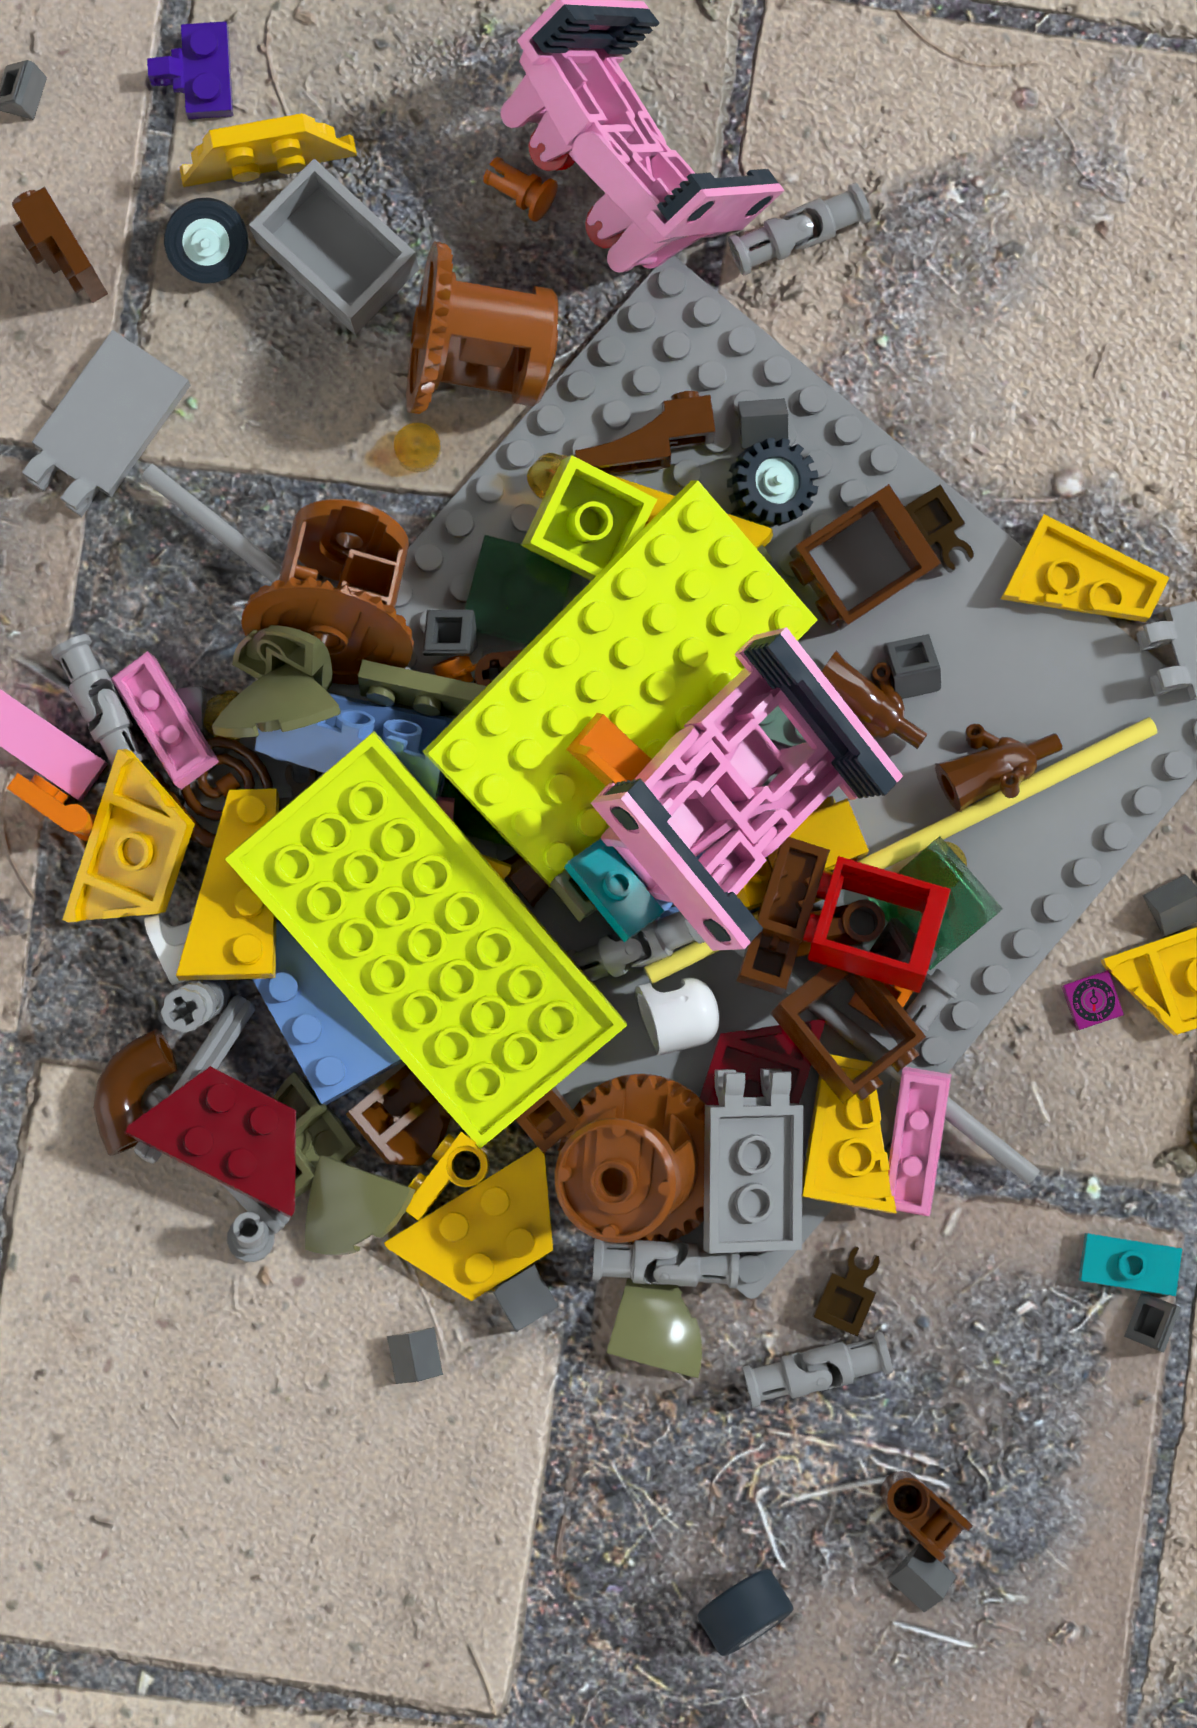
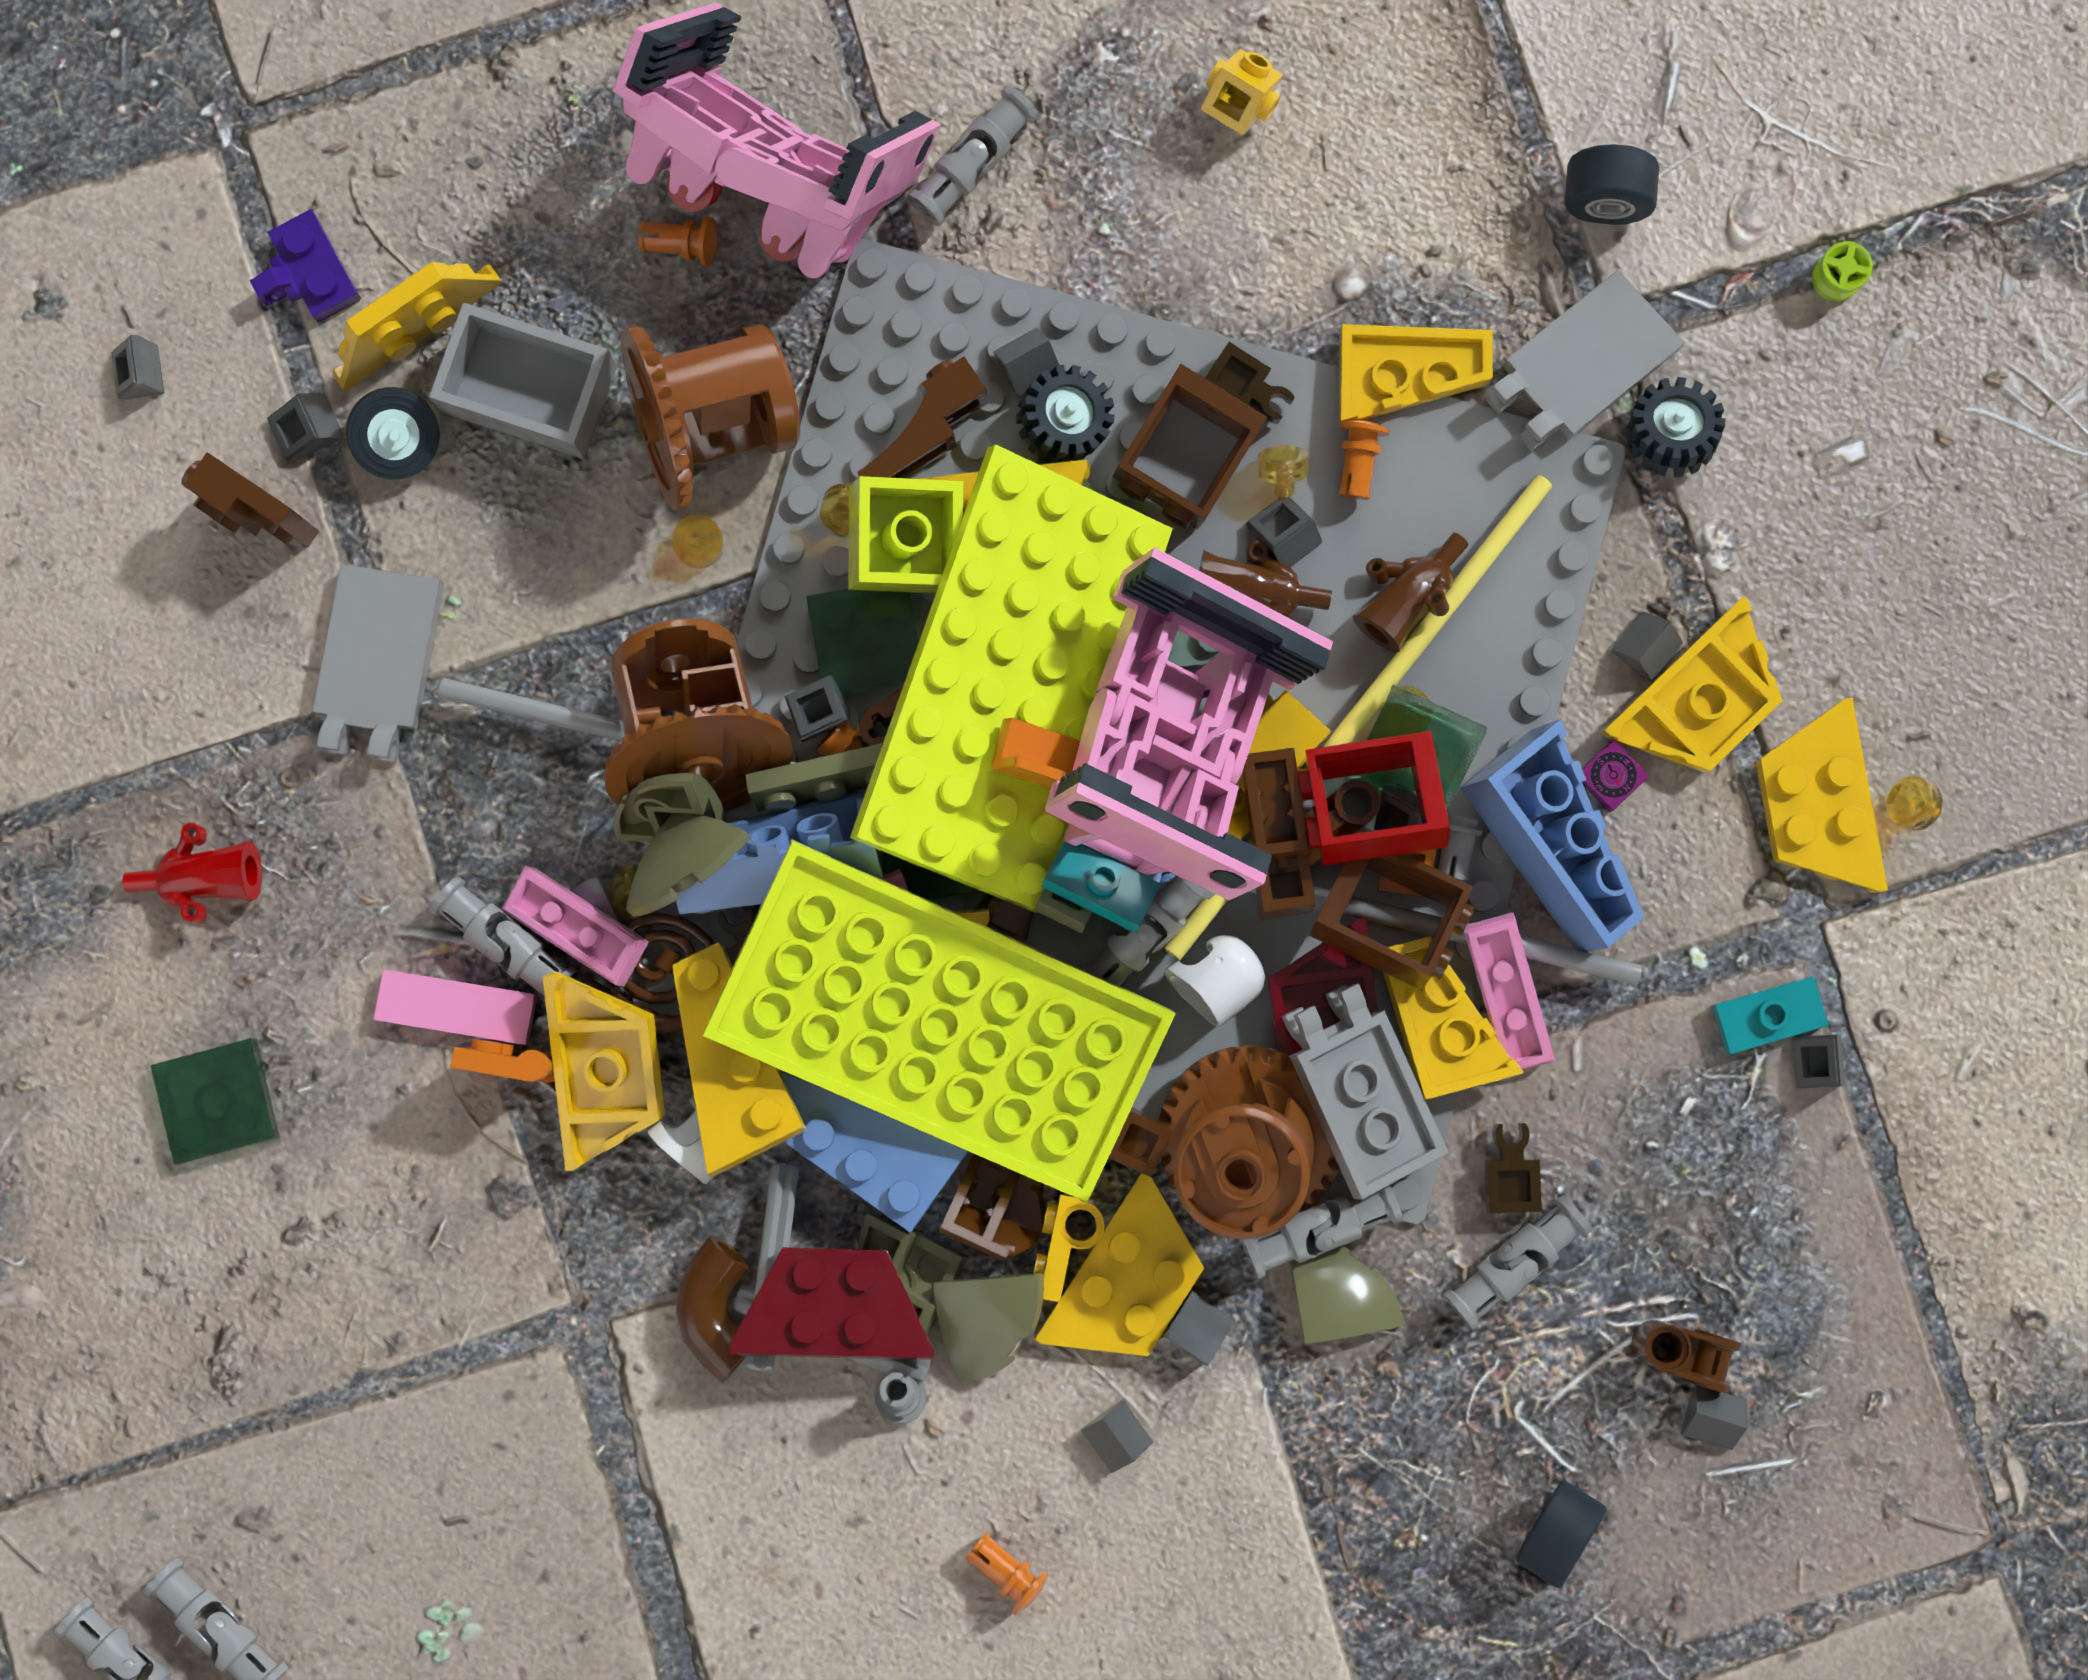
camera: 25 degrees left, 0 degrees up
(136, 200) = (304, 425): none -> dark grey slope
(195, 1004) = (739, 1194): light grey piece -> none
(269, 1423) = (1007, 1572): none -> orange pin
(936, 611) = (1283, 467): none -> clear yellow tile
(1005, 633) = (1359, 457): none -> orange pin
(1017, 1028) = (1555, 838): none -> medium blue wedge
(1052, 278) = (1242, 91): none -> yellow brick

